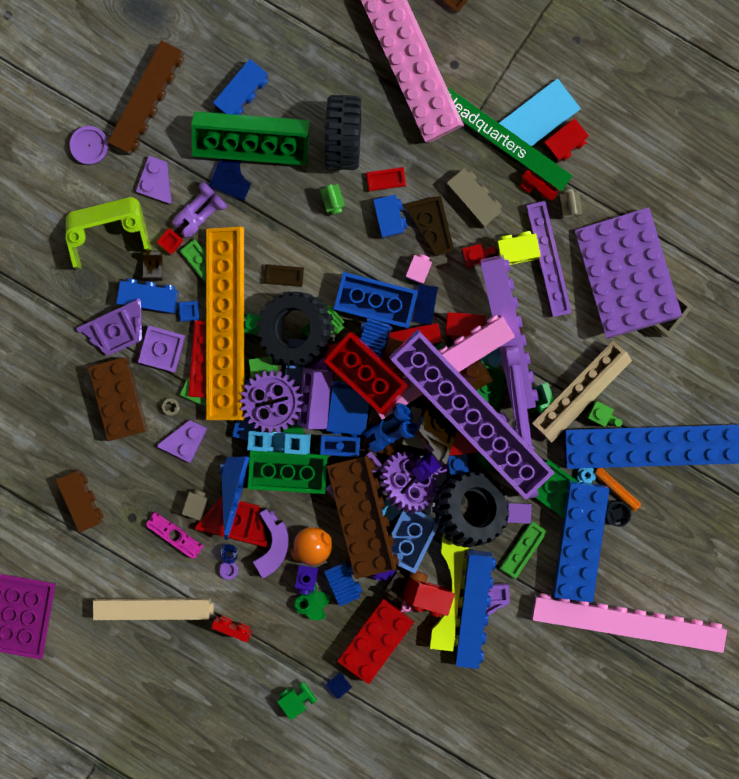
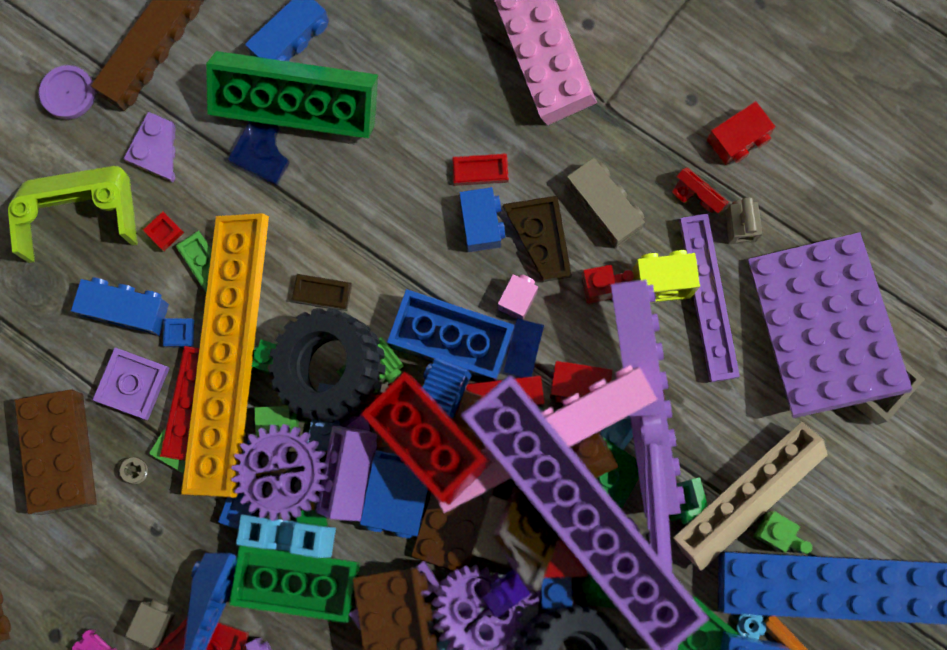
camera: 10 degrees right, 10 degrees down
(115, 329) = (67, 347): medium lavender wing -> none
(152, 266) = (133, 263): dark brown bracket -> none
(184, 441) = (148, 524): medium lavender wing -> none
(194, 219) = (203, 204): medium lavender piece -> none
(332, 199) = (401, 188): bright green brick -> none
(340, 445) = (378, 549): blue brick -> none
(342, 132) = (422, 91): black tyre -> none
(382, 431) = (443, 531): blue piece -> none
(510, 143) = (664, 131): green tile -> none
(542, 113) = (702, 100): medium azure tile -> none

